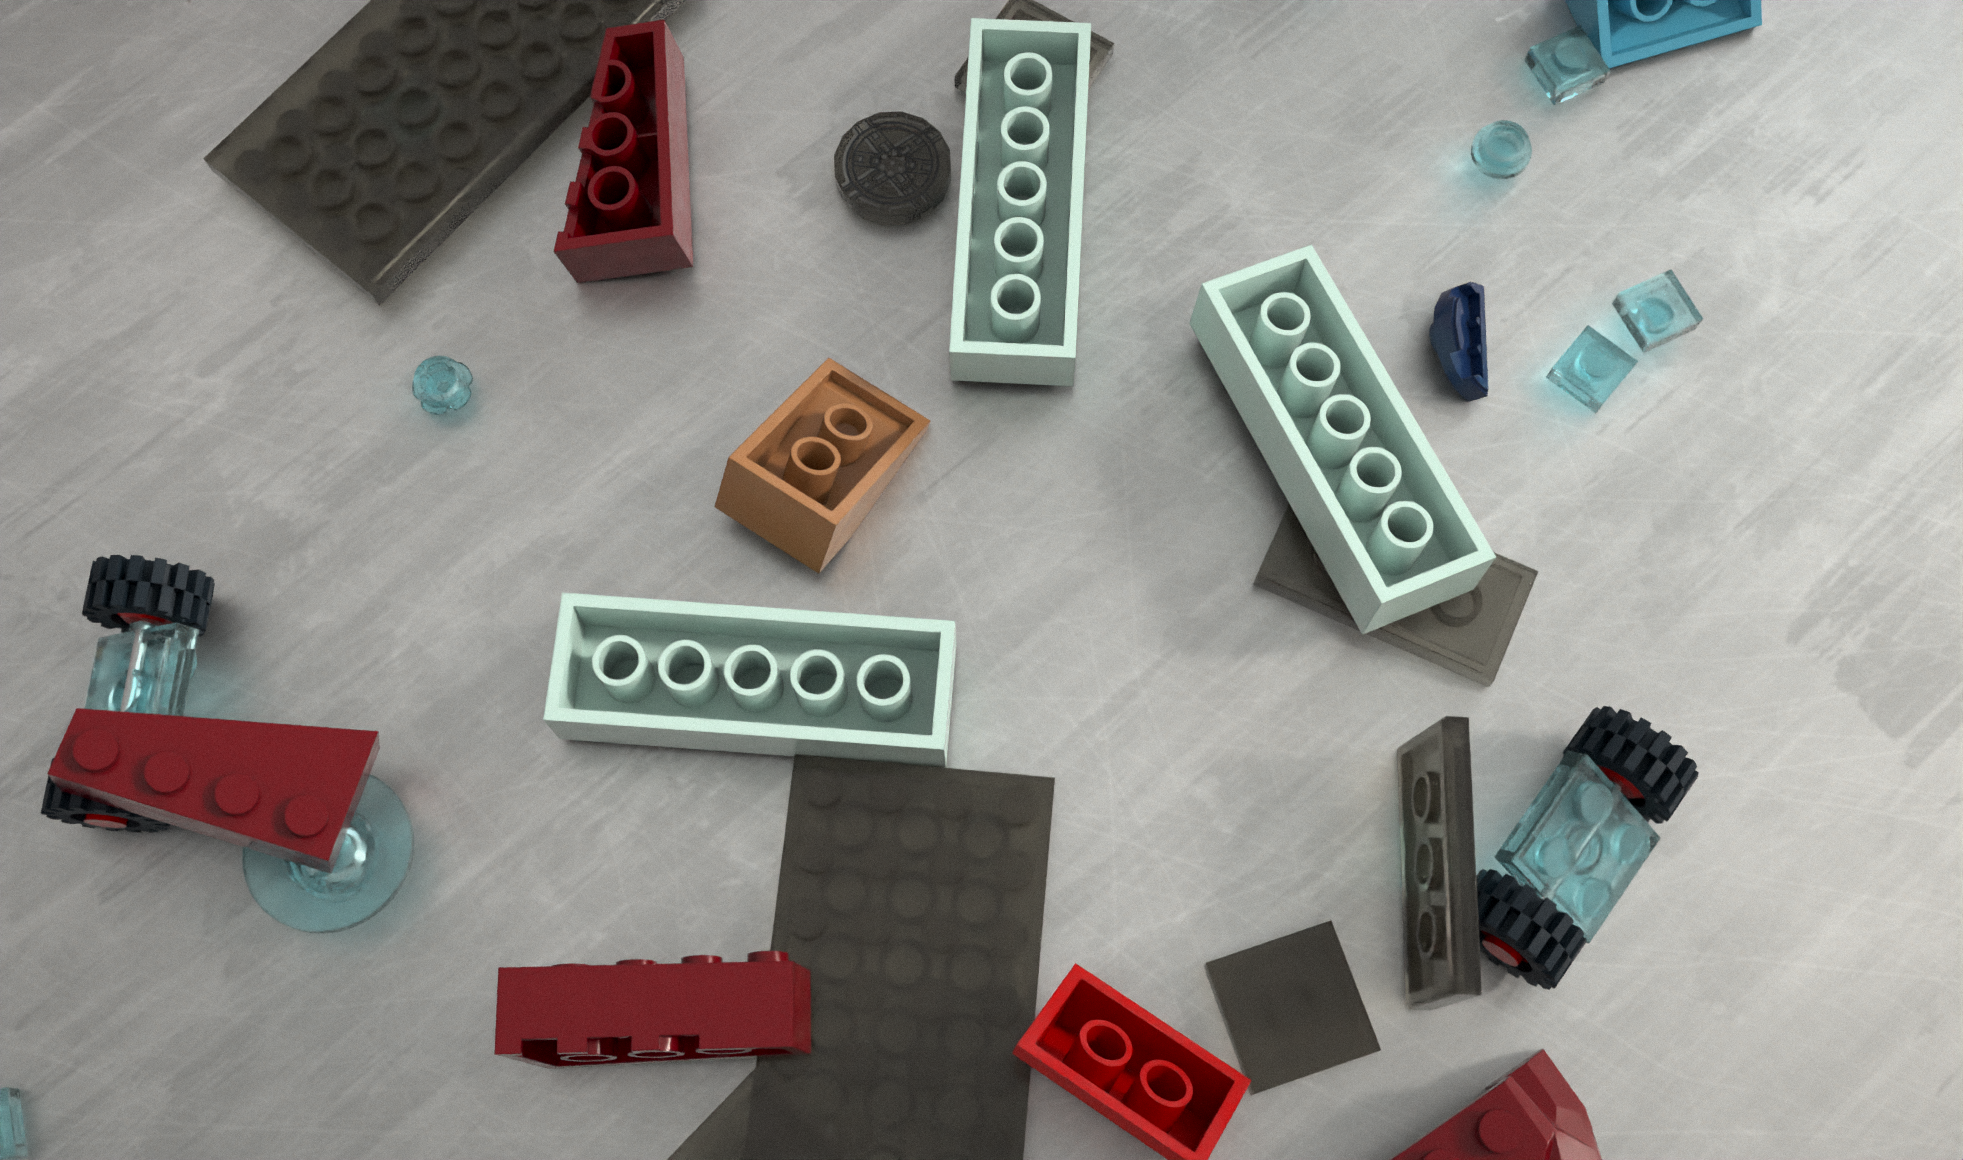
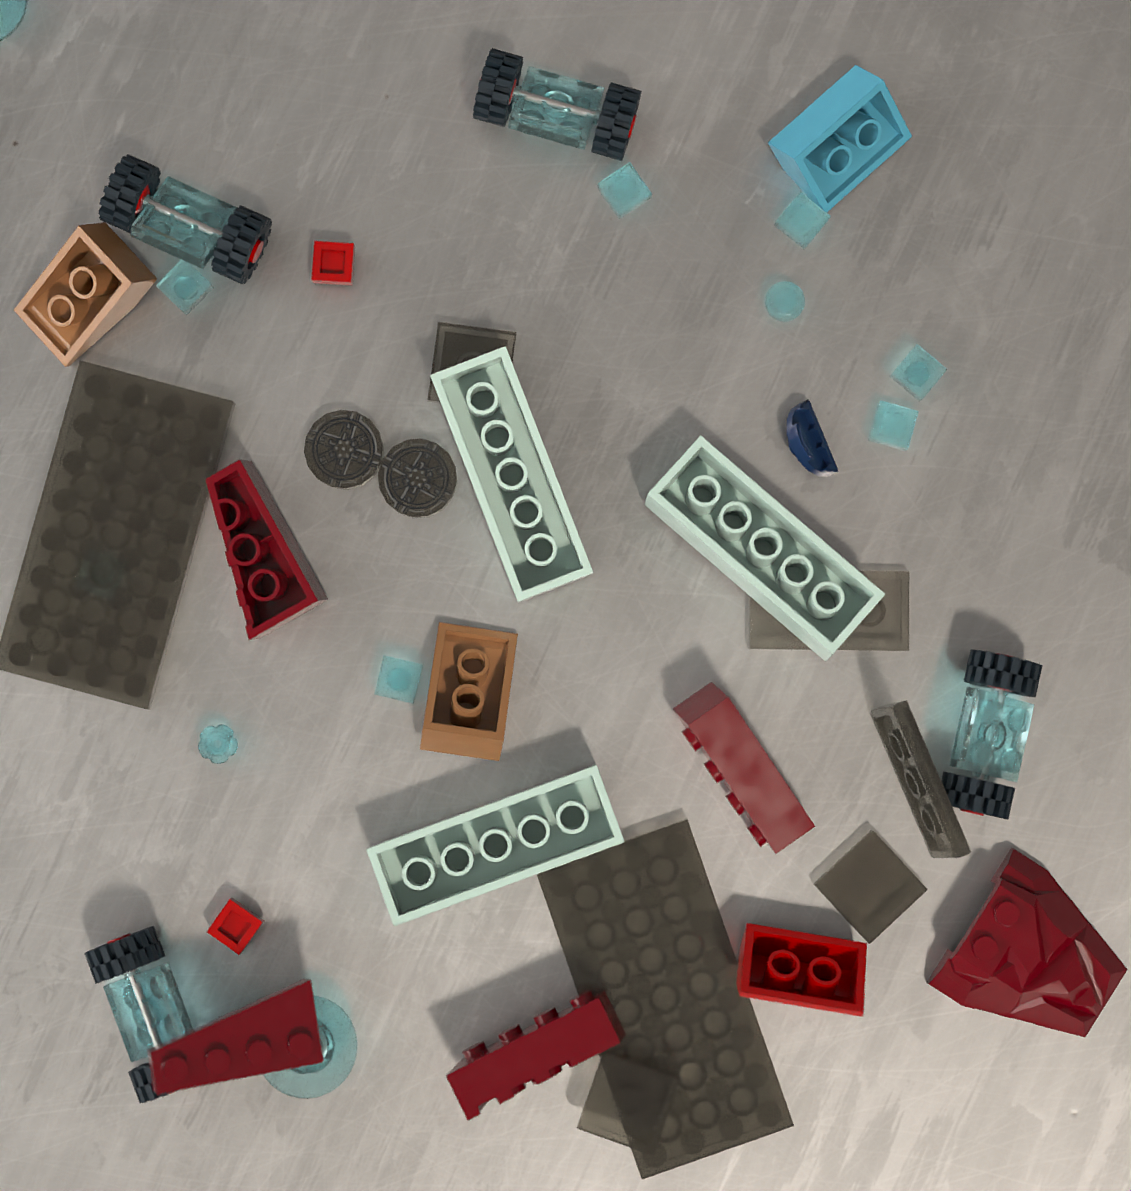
camera: 30 degrees left, 15 degrees up
(327, 638) = (235, 926): none -> red plate
(734, 405) = (398, 679): none -> clear light blue plate
(812, 93) = (344, 449): none -> clear smoke tile
(1173, 737) = (744, 767): none -> dark red wedge

